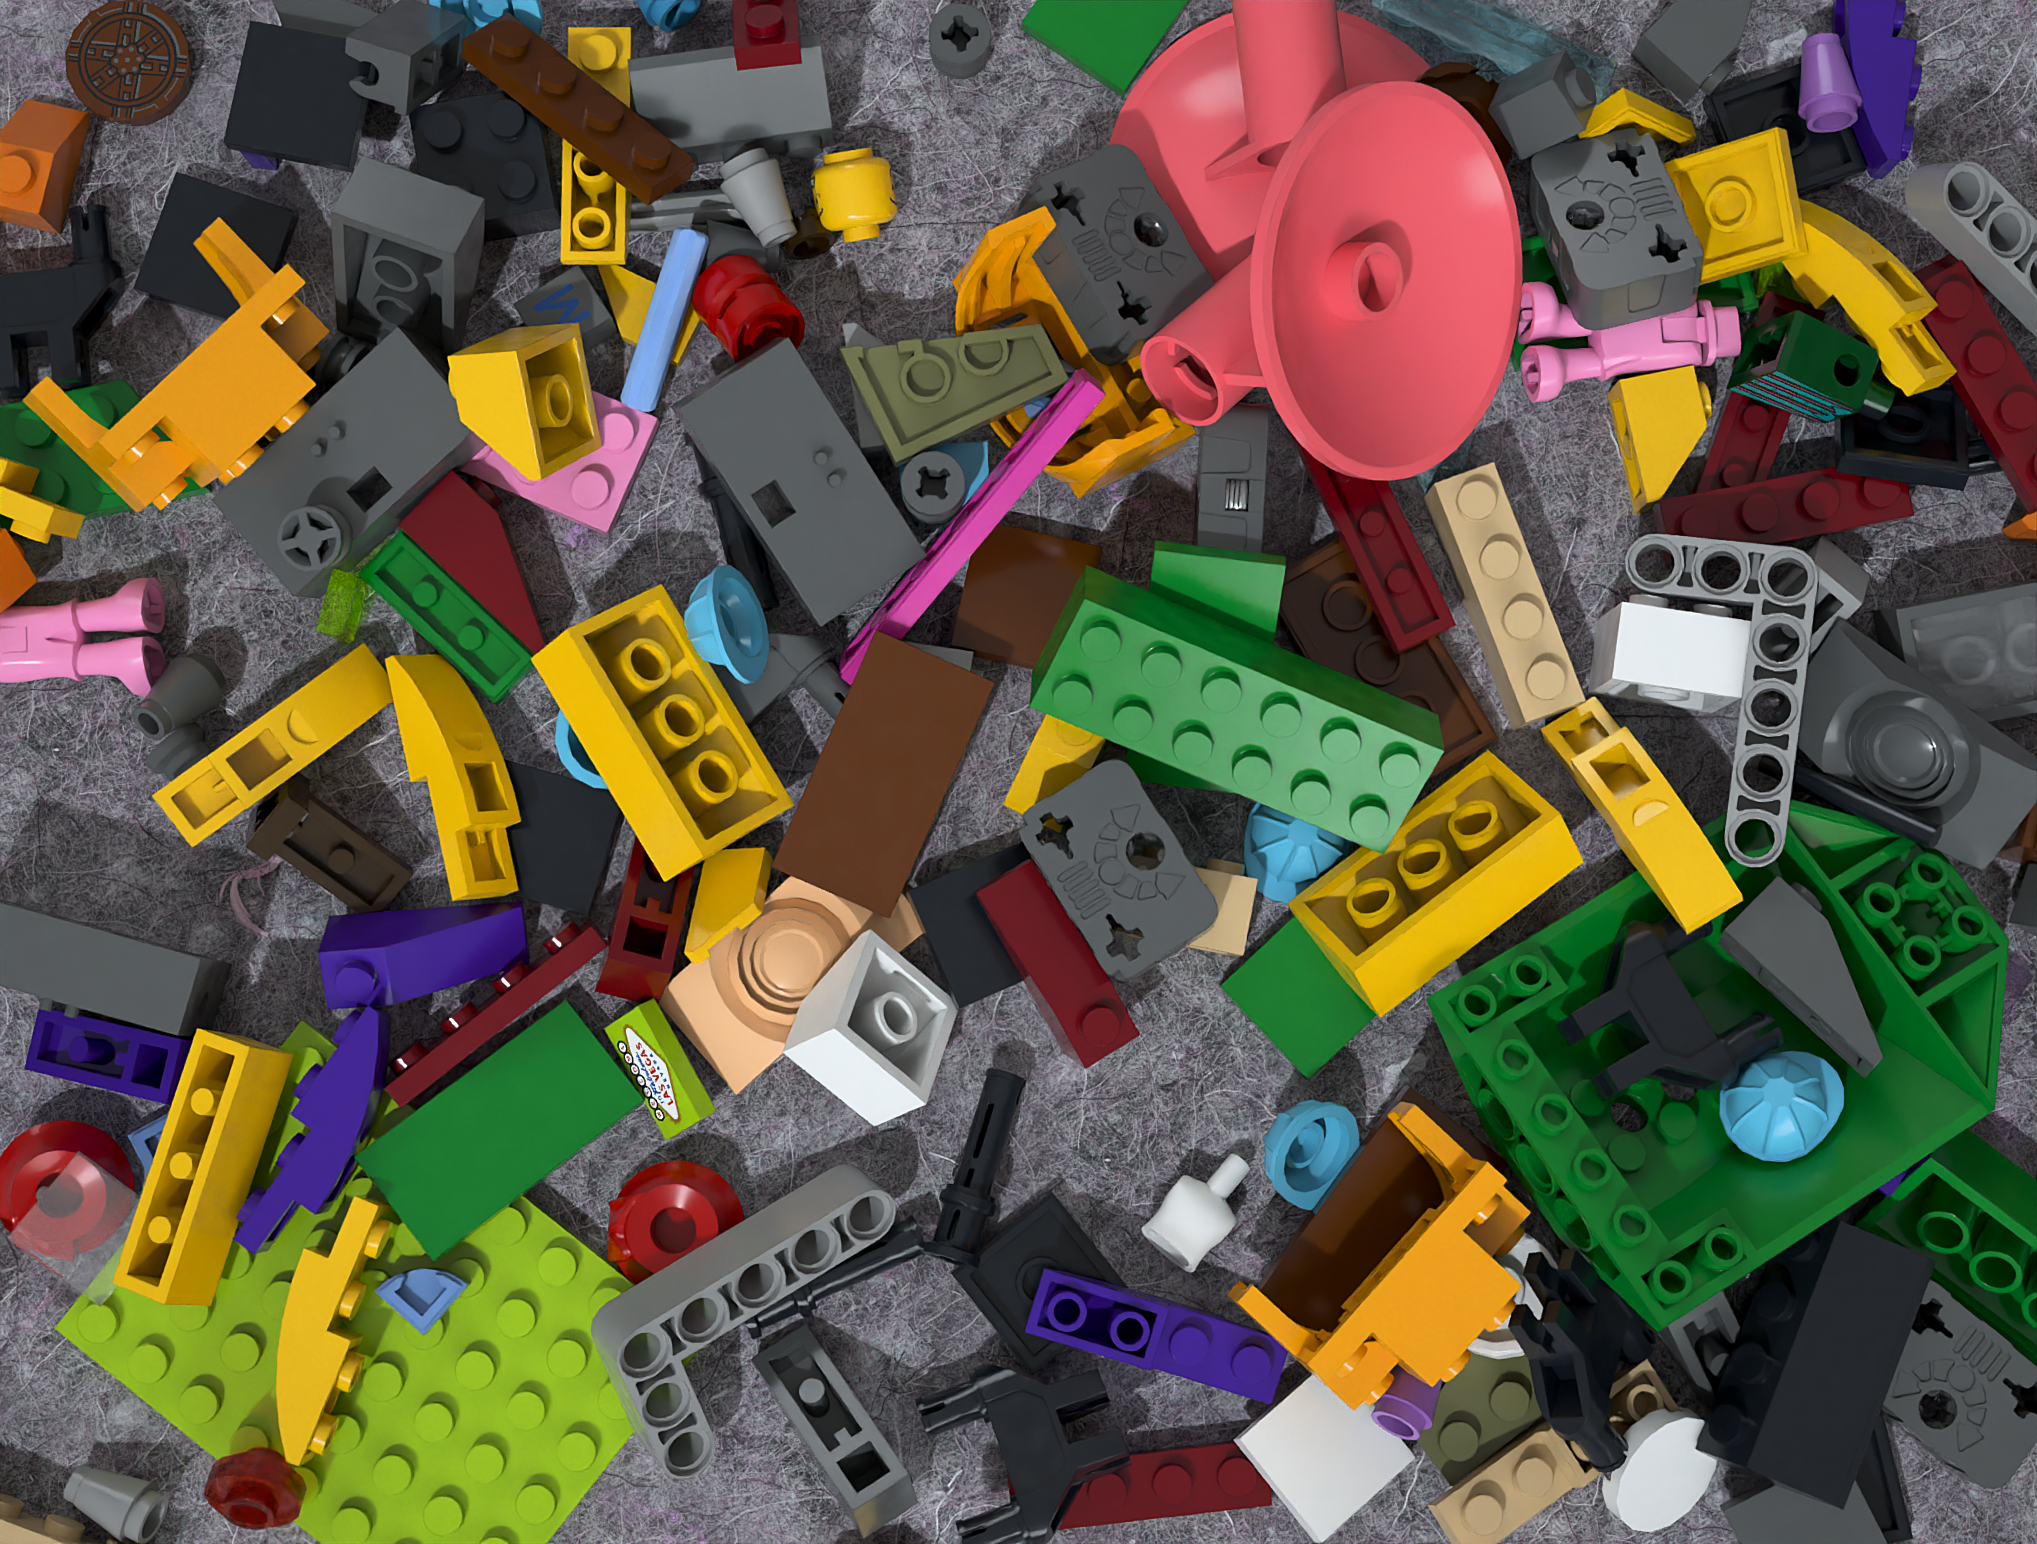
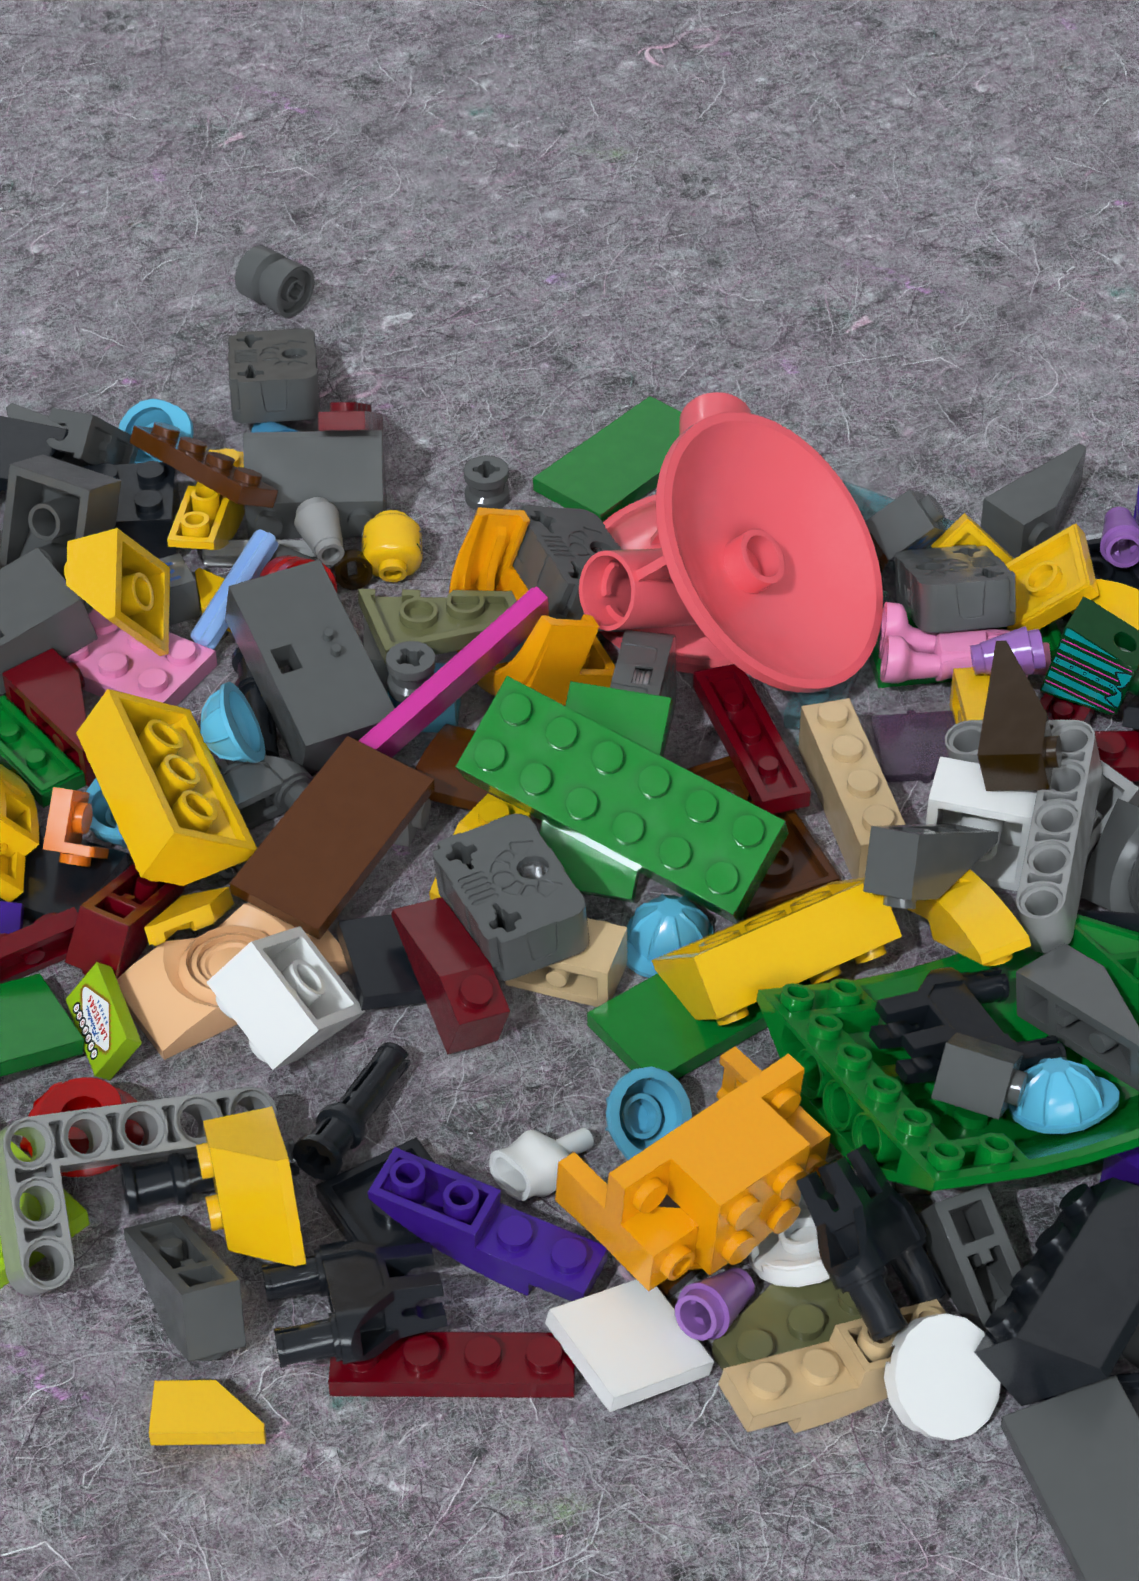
camera: 15 degrees right, 40 degrees down
(555, 806) = (67, 822): none -> orange bracket
(889, 1325) = (251, 1186): none -> yellow slope
(1573, 479) = (911, 744): none -> clear purple piece
(1619, 787) = (921, 860): none -> dark grey slope
(1693, 1117) = (979, 1076): none -> dark grey brick
(1694, 368) = (1024, 644): none -> medium lavender cone
(1723, 592) = (1015, 733): none -> dark brown slope

